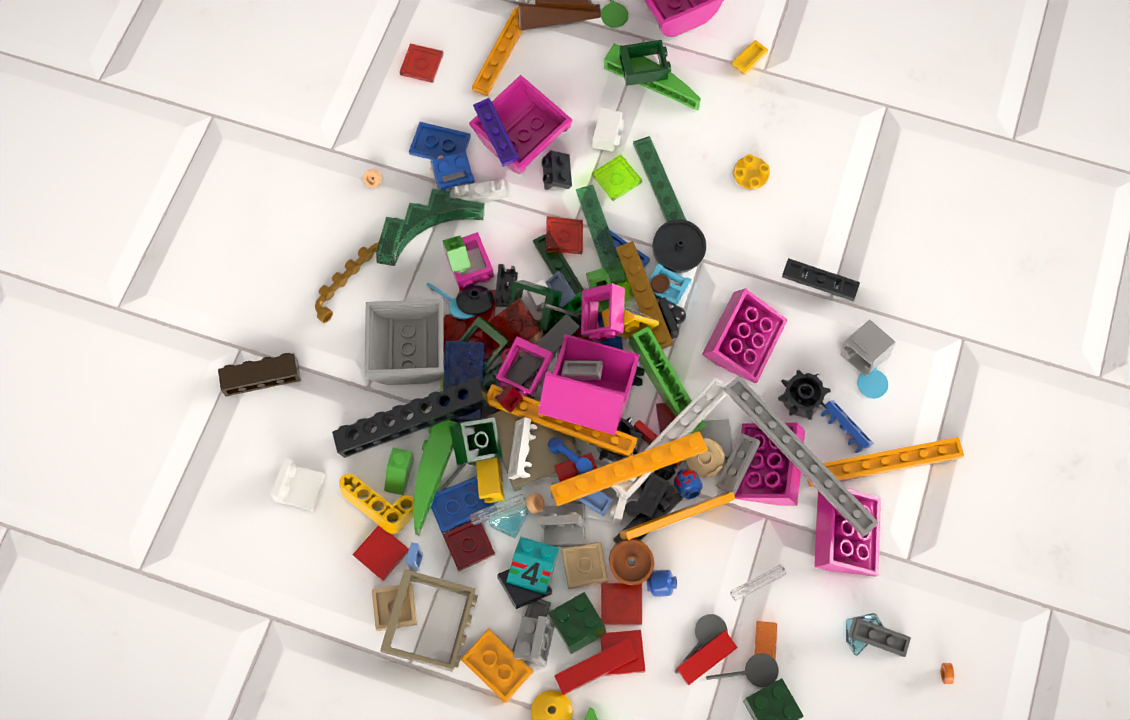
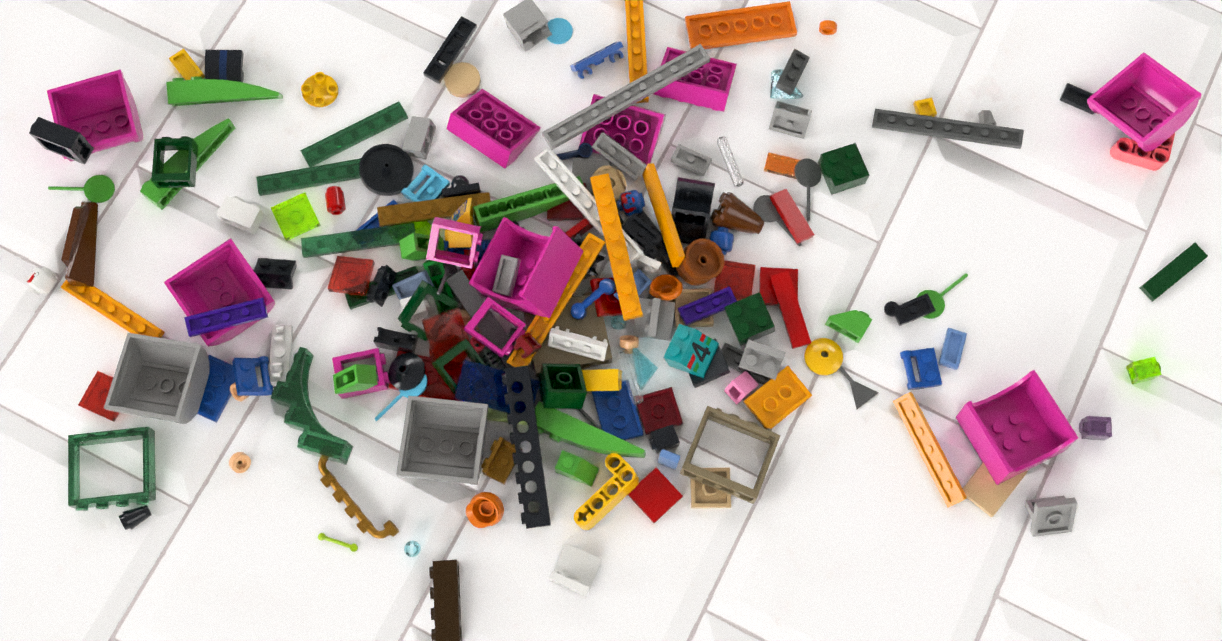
camera: 85 degrees left, 5 degrees up
(305, 287) = (353, 547): none -> lime hinge
(306, 332) = (416, 549): none -> clear light blue hinge
(315, 107) = (134, 517): none -> black cone
(349, 393) = (484, 510): none -> orange hat
(363, 107) = (112, 436): none -> clear green window
(395, 395) = (500, 462): none -> pearl gold bracket
(432, 95) = (159, 379): none -> light grey container
(437, 552) = (663, 439): none -> black brick
(503, 625) = (741, 387): none -> bright pink brick
(552, 262) = (384, 277): none -> black hinge
(586, 577) = (706, 306): none -> dark purple tile
(597, 530) = (666, 287): none -> orange hat
(638, 207) = (335, 200): none -> red brick
(660, 283) = (425, 192): reddish brown piece -> none
(688, 545) = (692, 208): none -> black bracket
(692, 594) = (736, 215): none -> reddish brown cone
(712, 212) = (354, 134): none -> clear green tile
(719, 269) = (419, 137): none -> light grey hinge
(728, 84) = (209, 91): none -> bright green slope
(736, 427) = (584, 151): none -> dark blue bar
(750, 540) = (691, 160): none -> light grey plate
(754, 86) = (224, 65): none -> black slope
(793, 299) = (462, 80): none -> tan tile
(804, 384) = (563, 87): black brick -> none
(822, 641) = (790, 119): none -> light grey bracket
(925, 574) = (741, 25): none -> orange plate

